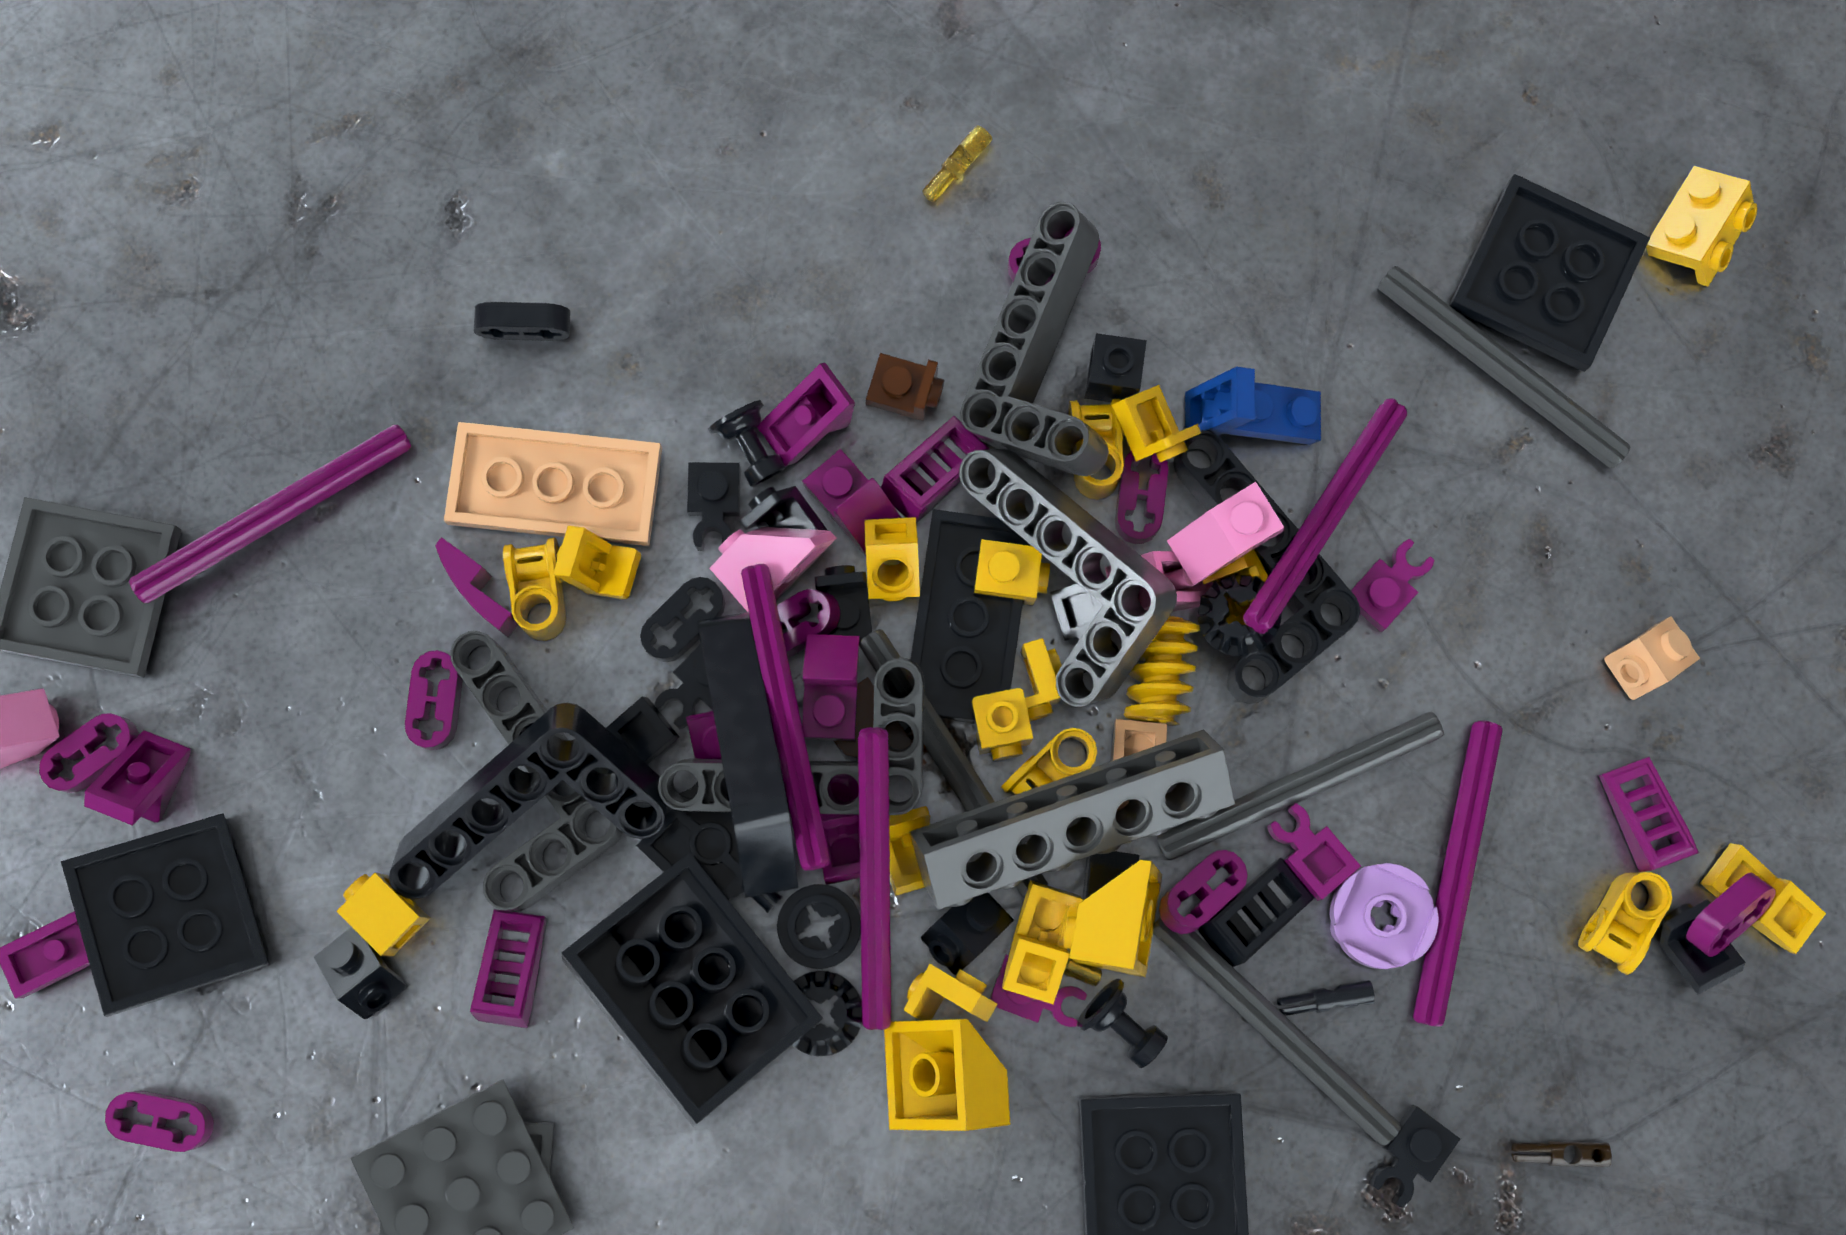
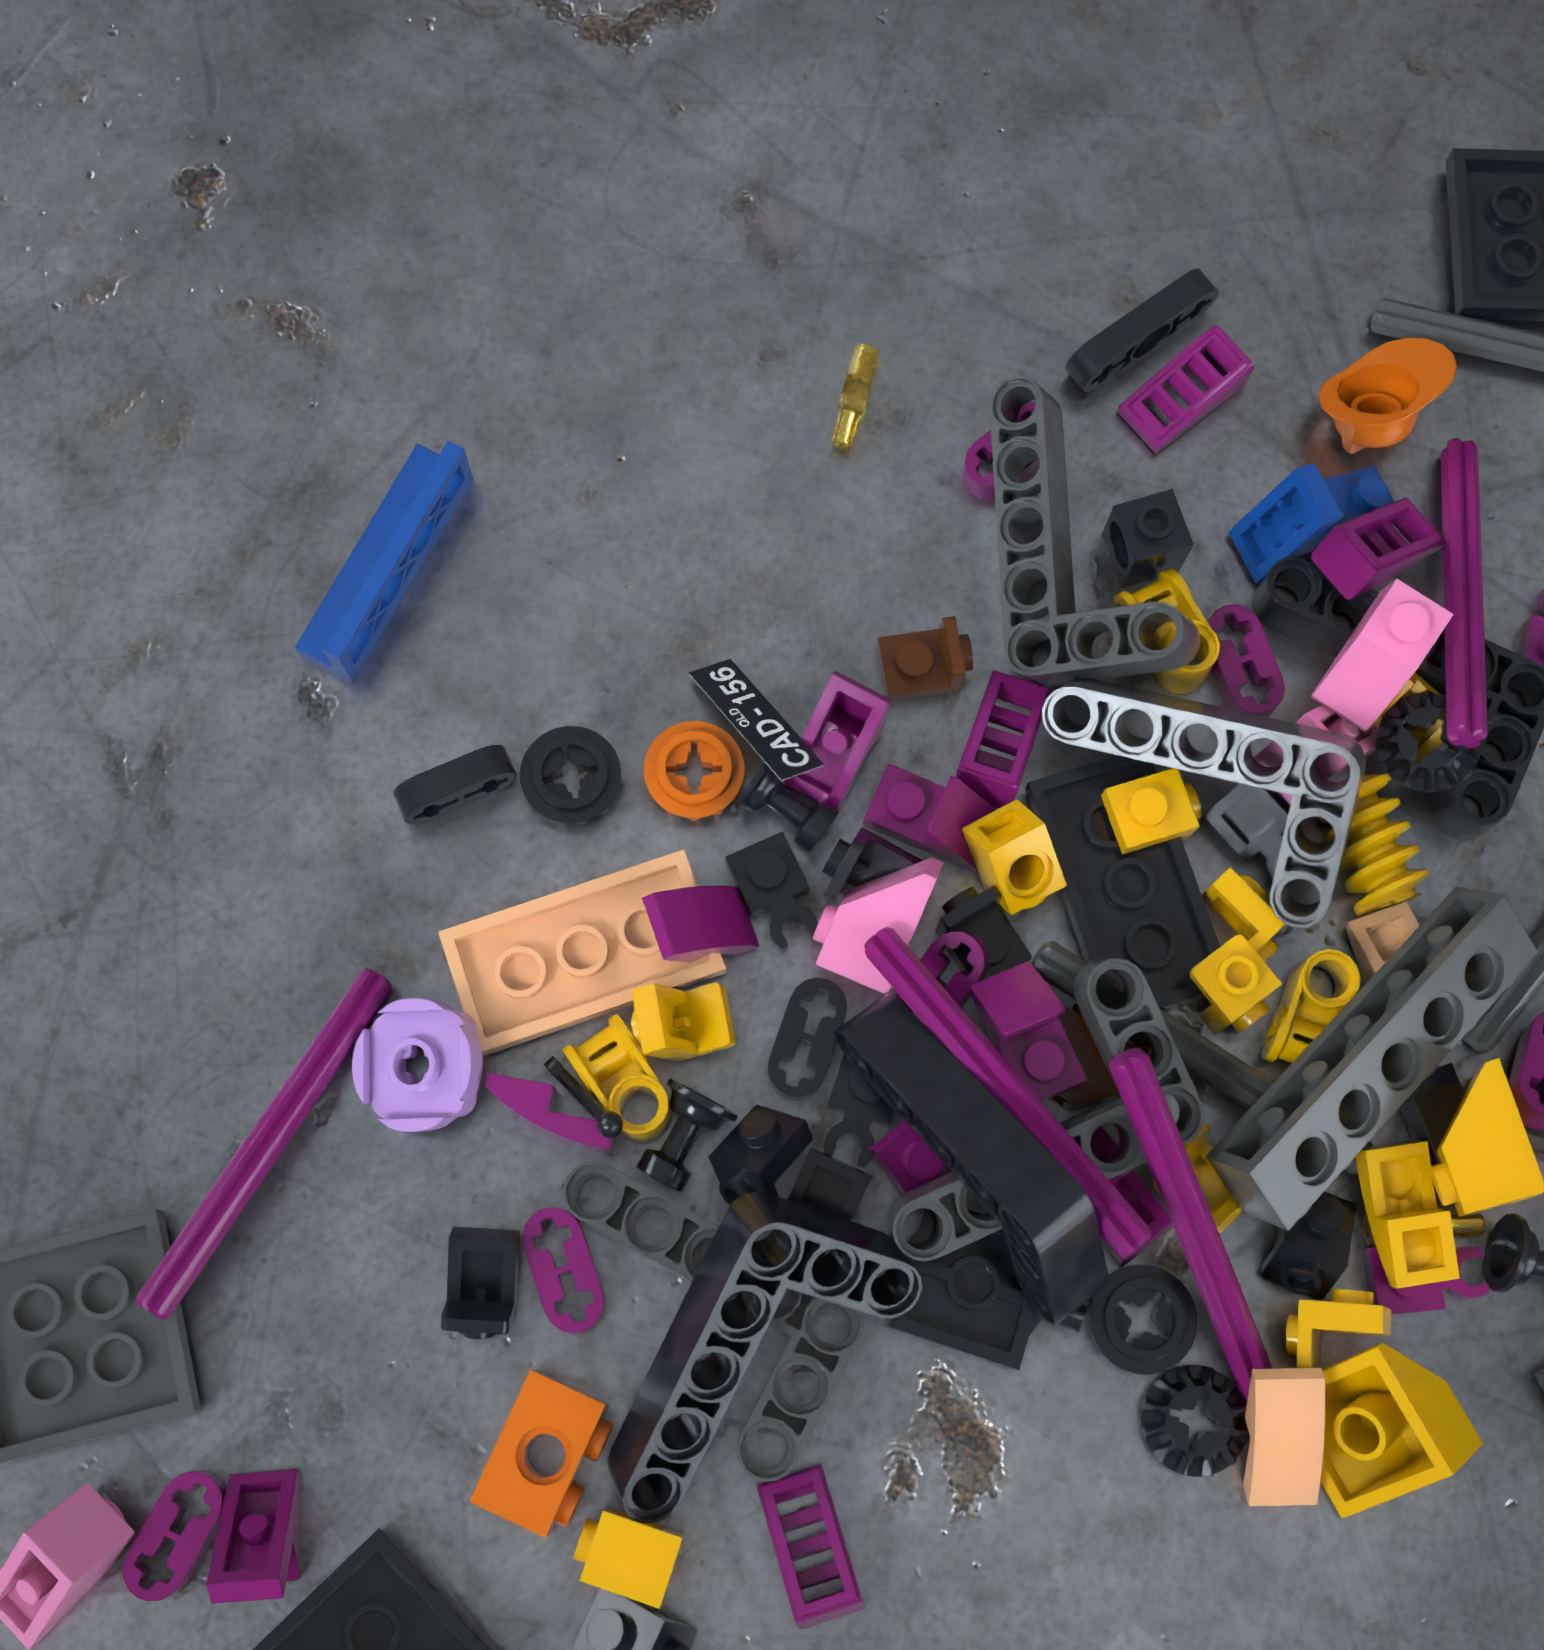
camera: 25 degrees left, 5 degrees down
(326, 825) = (510, 1482): none -> orange brick
(371, 680) = (481, 1281): none -> black bracket
(424, 512) = (453, 1071): none -> lavender plate
(505, 611) = (608, 1123): none -> black hinge
(553, 134) = (386, 560): none -> blue fence
(576, 633) = (694, 1113): none -> black piece
(596, 334) = (544, 763): none -> black gear
(605, 682) = (758, 1152): none -> black bracket
(642, 500) = (700, 922): none -> magenta slope
(690, 988) = (1043, 1469): black slope -> none
(691, 368) = (671, 752): none -> orange gear
(757, 372) = (756, 719): none -> black sticker
(871, 1052) = (1285, 1436): none -> light nougat slope
(1151, 426) = (1226, 582): yellow bracket -> none
(1197, 209) = (1141, 330): none -> black beam
(1221, 248) = (1214, 362): none -> magenta slope
(1250, 456) = (1370, 549): none -> magenta slope
(1350, 339) = (1385, 390): none -> orange piece

